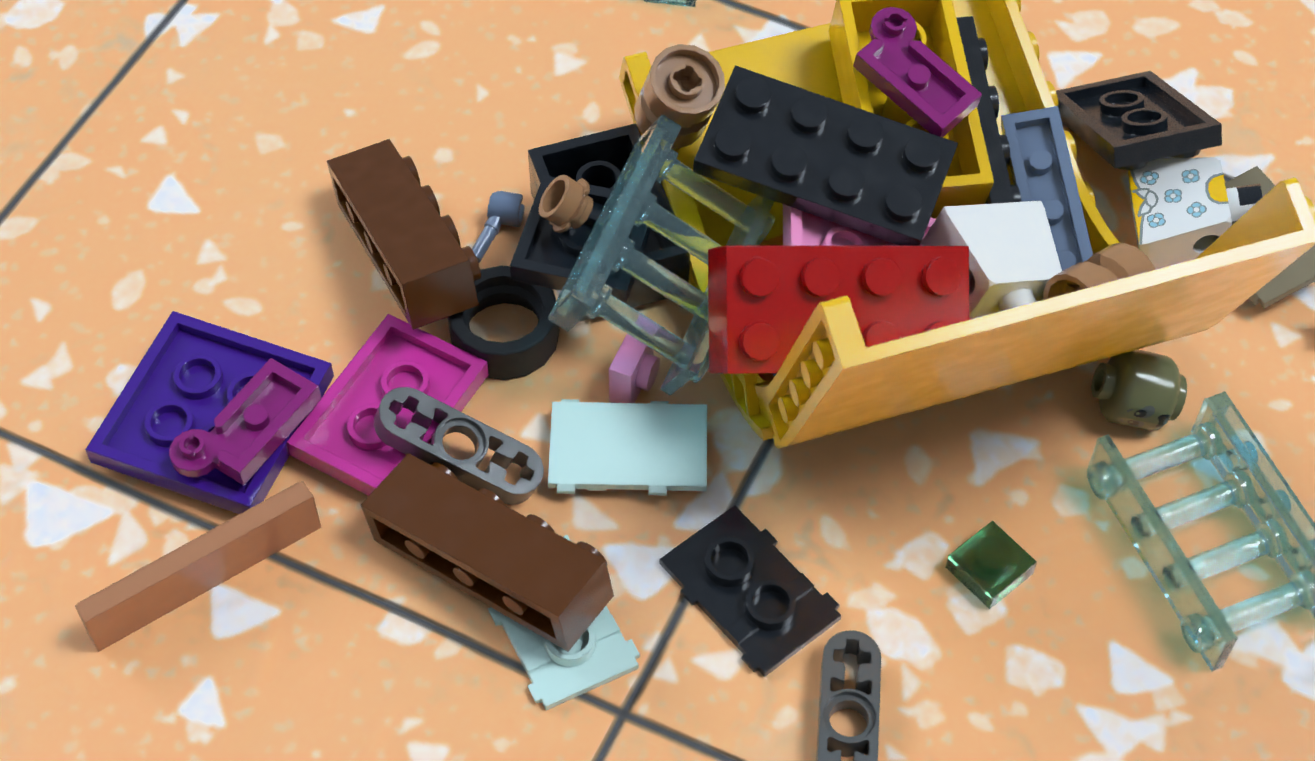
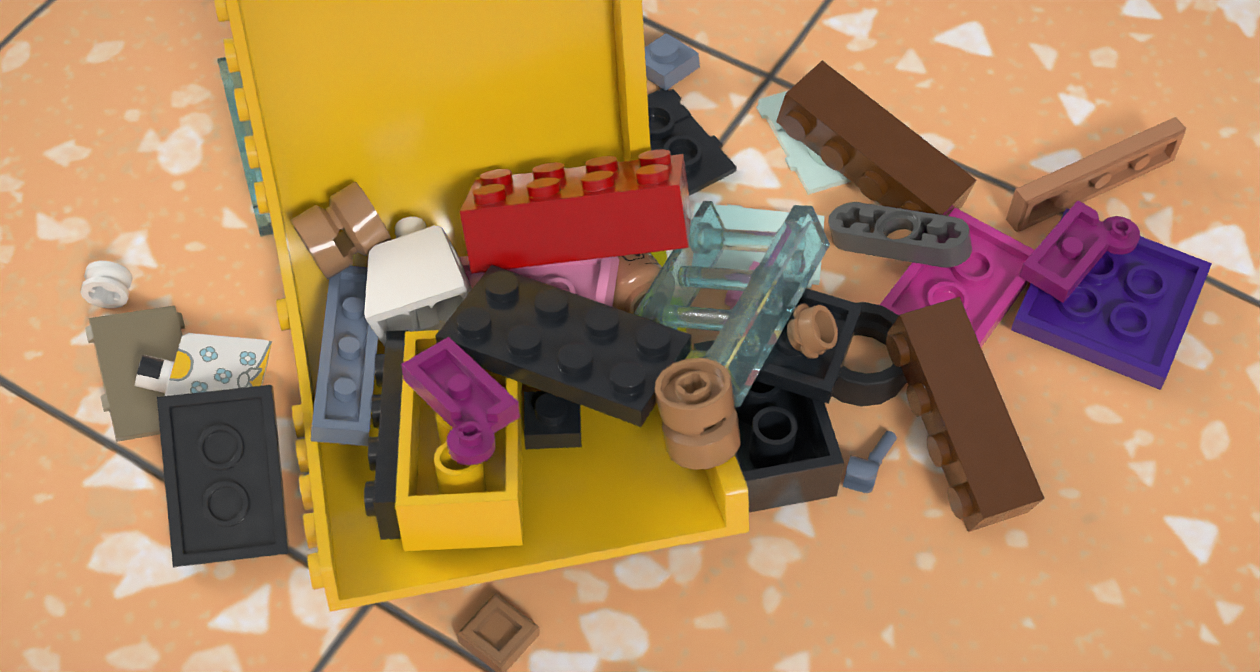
camera: 175 degrees left, 0 degrees up
(769, 702) = (669, 61): none -> sand blue plate

